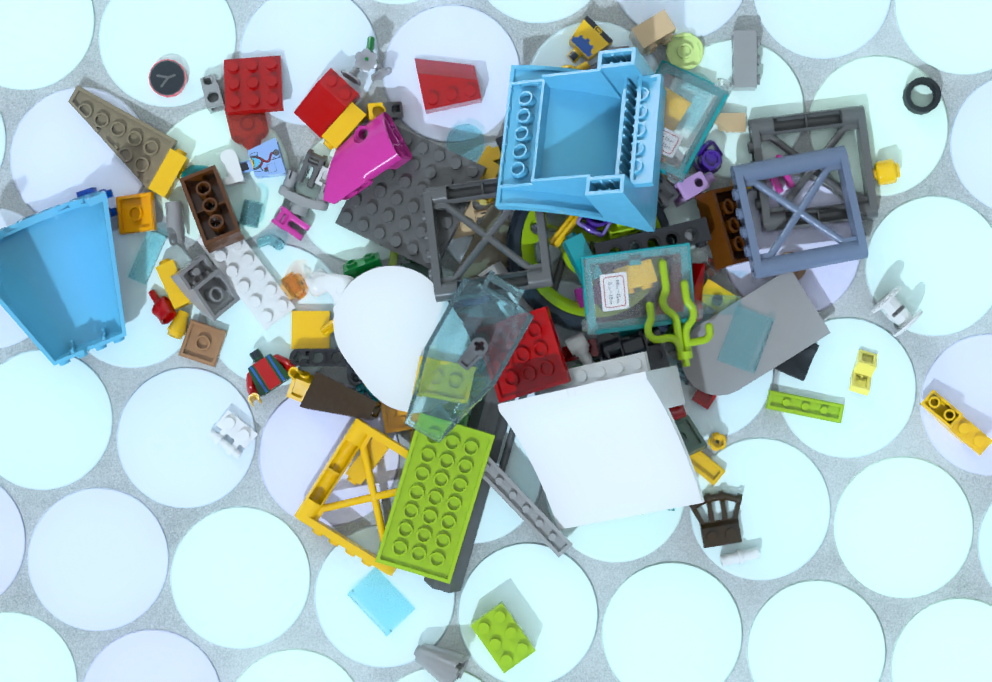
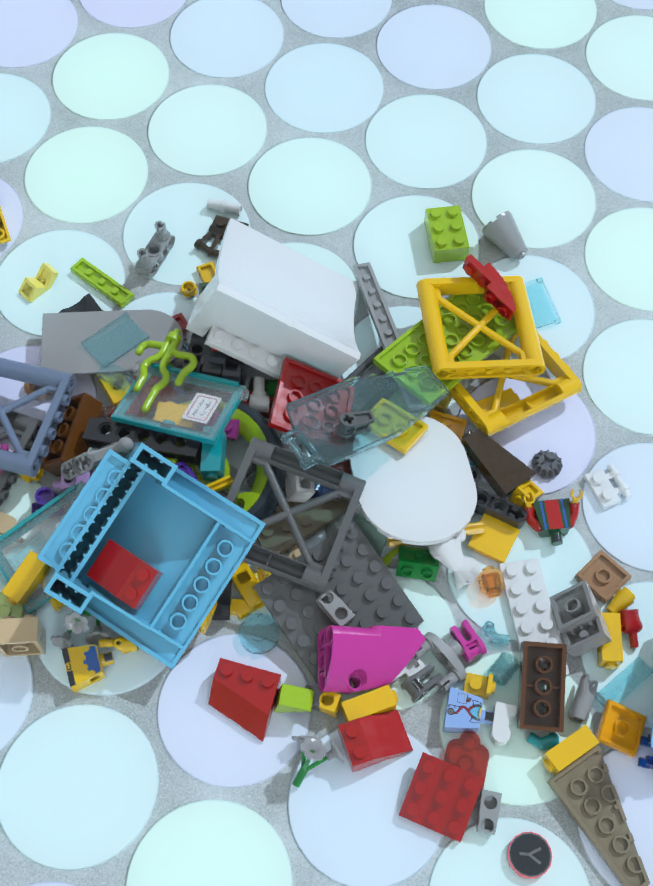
camera: 155 degrees left, 25 degrees down
(264, 191) = (479, 685): none -> yellow bracket
(286, 429) = (543, 470): none -> dark grey gear
(398, 581) = (443, 364): none -> yellow piece
(405, 97) = (293, 699): none -> lime slope
(407, 182) = (335, 609): none -> light grey leg
(412, 562) = (495, 287): none -> red slope
(588, 106) = (124, 574): none -> red slope
(672, 214) = (90, 460): none -> light grey piece
(677, 81) = (25, 579): none -> yellow brick
(773, 448) = (160, 243): none -> light grey piece

